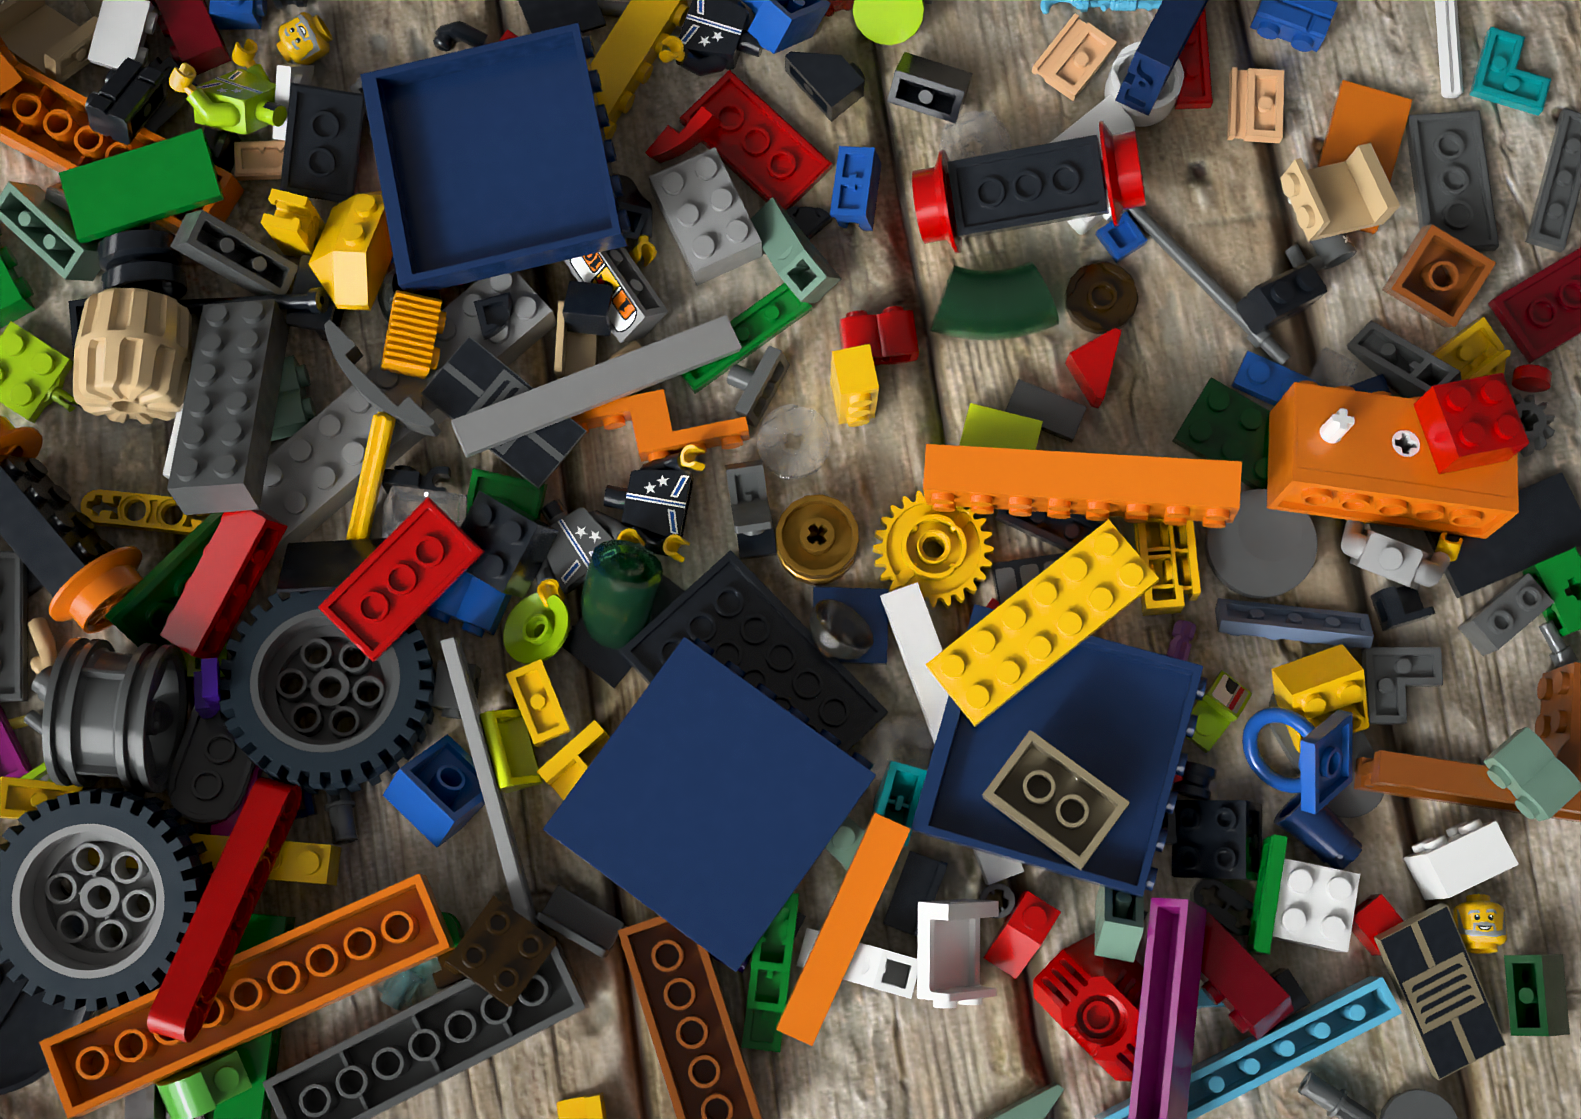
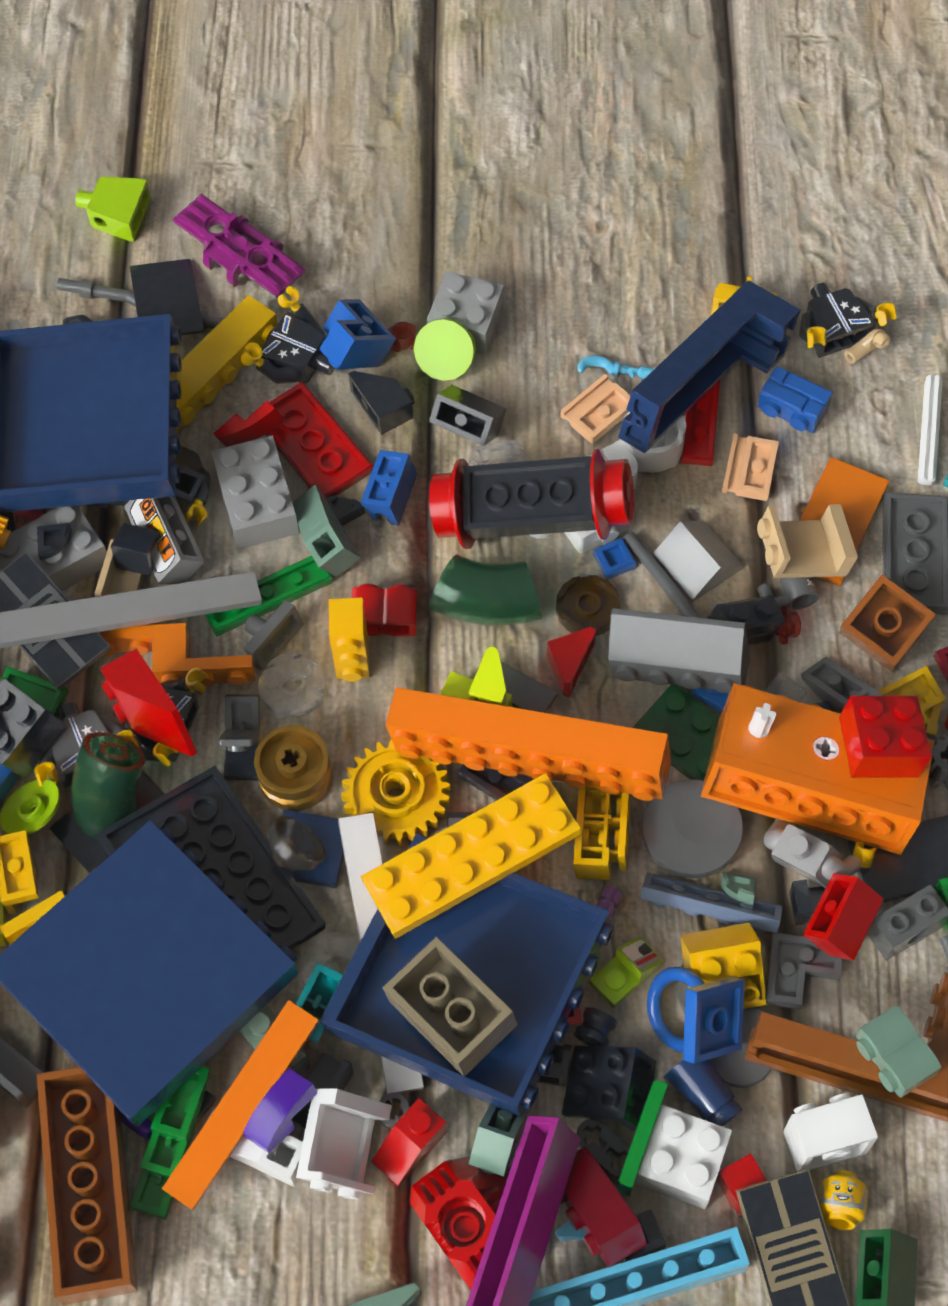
camera: 10 degrees right, 15 degrees down
(647, 500) = (145, 702): none -> red slope
(885, 930) = (273, 1115): none -> dark purple slope
(1027, 422) = (489, 680): none -> neon yellow tile
(1212, 225) = (696, 558): none -> slope
(1219, 345) = (678, 650): none -> slope
(1320, 601) = (739, 887): none -> sand green tile
(1334, 292) = (791, 627): none -> clear red plate
(1443, 624) = (843, 916): none -> red brick

